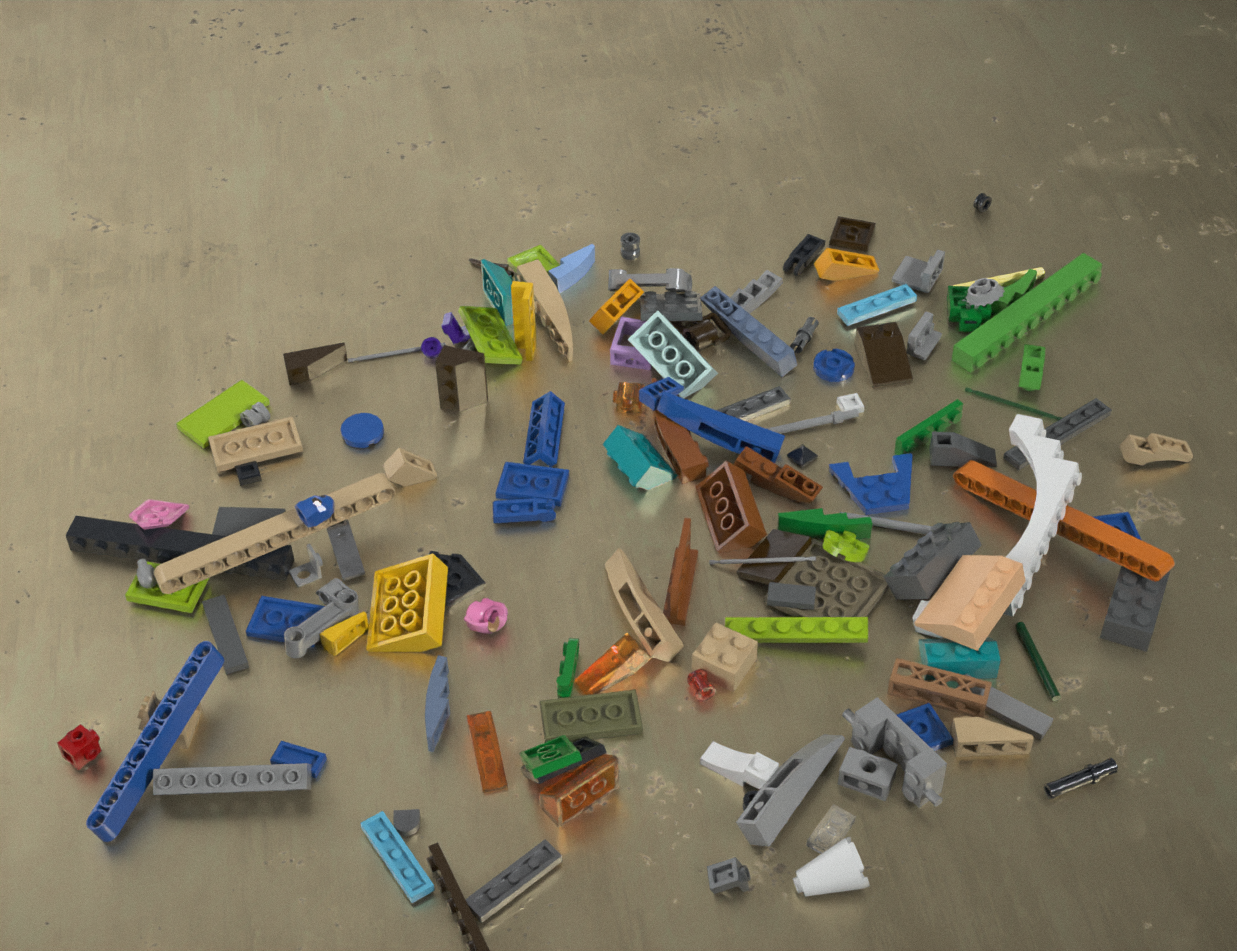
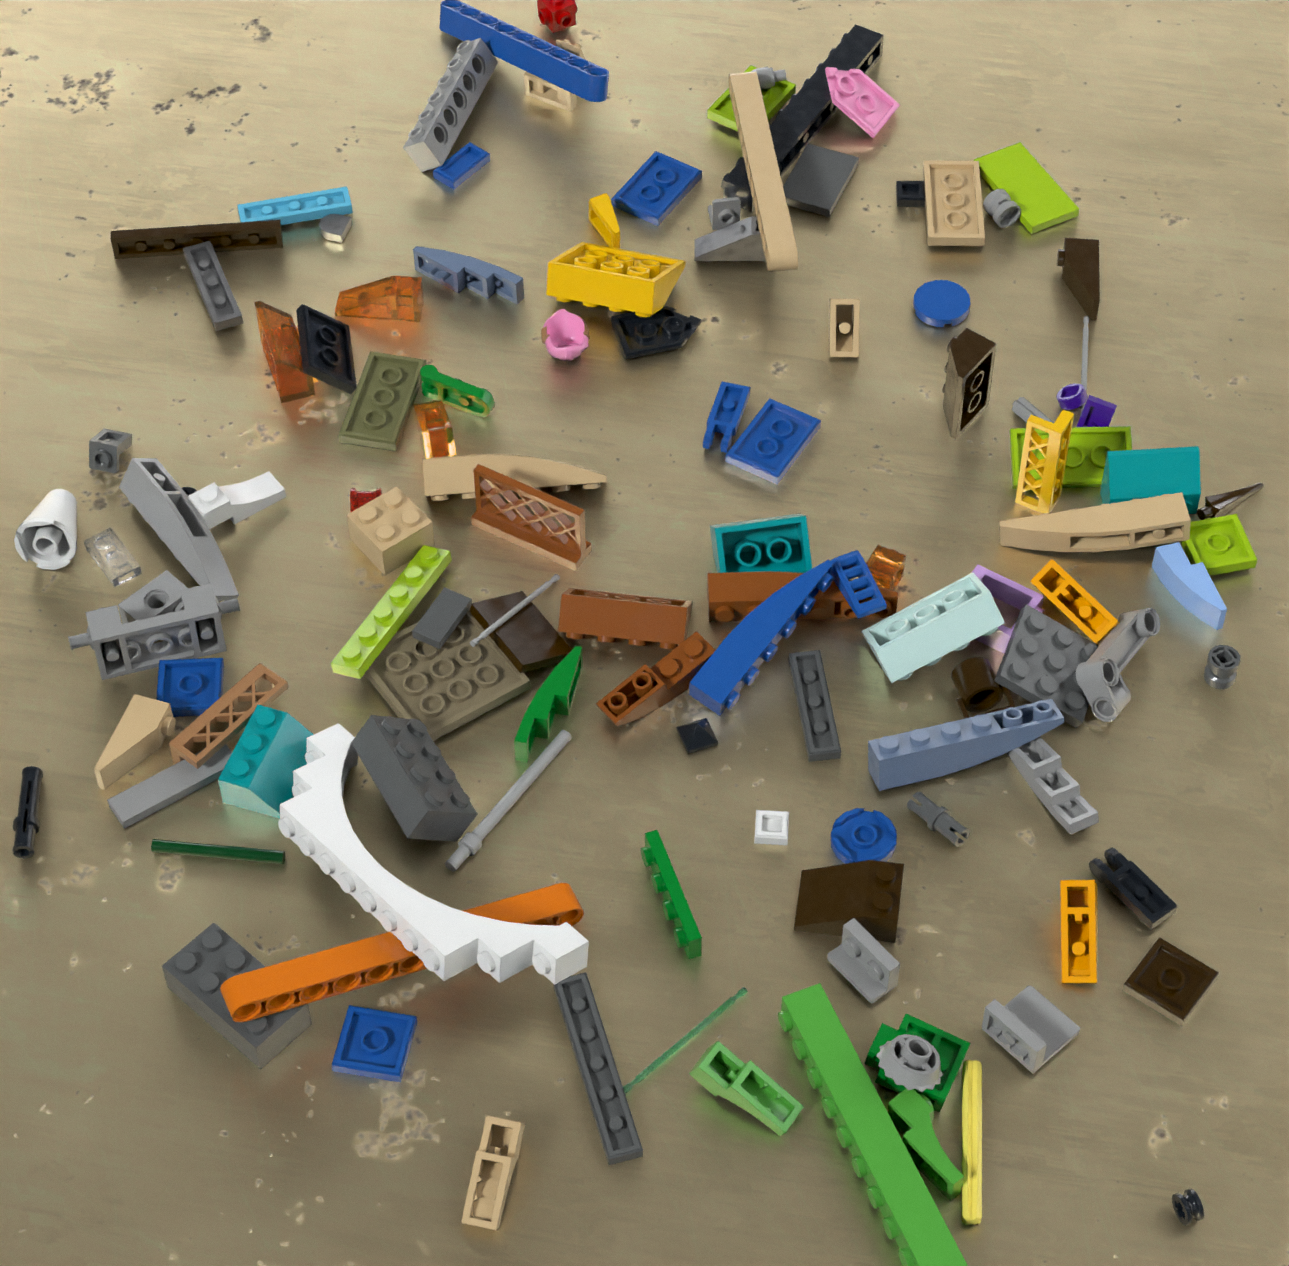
camera: 110 degrees right, 5 degrees up
(225, 634) = (662, 138): dark grey tile -> none
(315, 510) = (757, 181): blue rock -> none
(340, 605) = (647, 226): light grey piece -> none
(547, 429) = (860, 473): blue fence -> none
(550, 756) = (328, 329): green tile -> none
(835, 417) = (750, 794): light grey bar -> none
(846, 545) = (483, 718): lime plate -> none
(876, 304) = (972, 940): medium azure plate -> none
(878, 492) = (586, 796): blue wing -> none
(956, 450) = (607, 904): dark grey slope -> none
(972, 599) = (305, 764): light nougat slope -> none

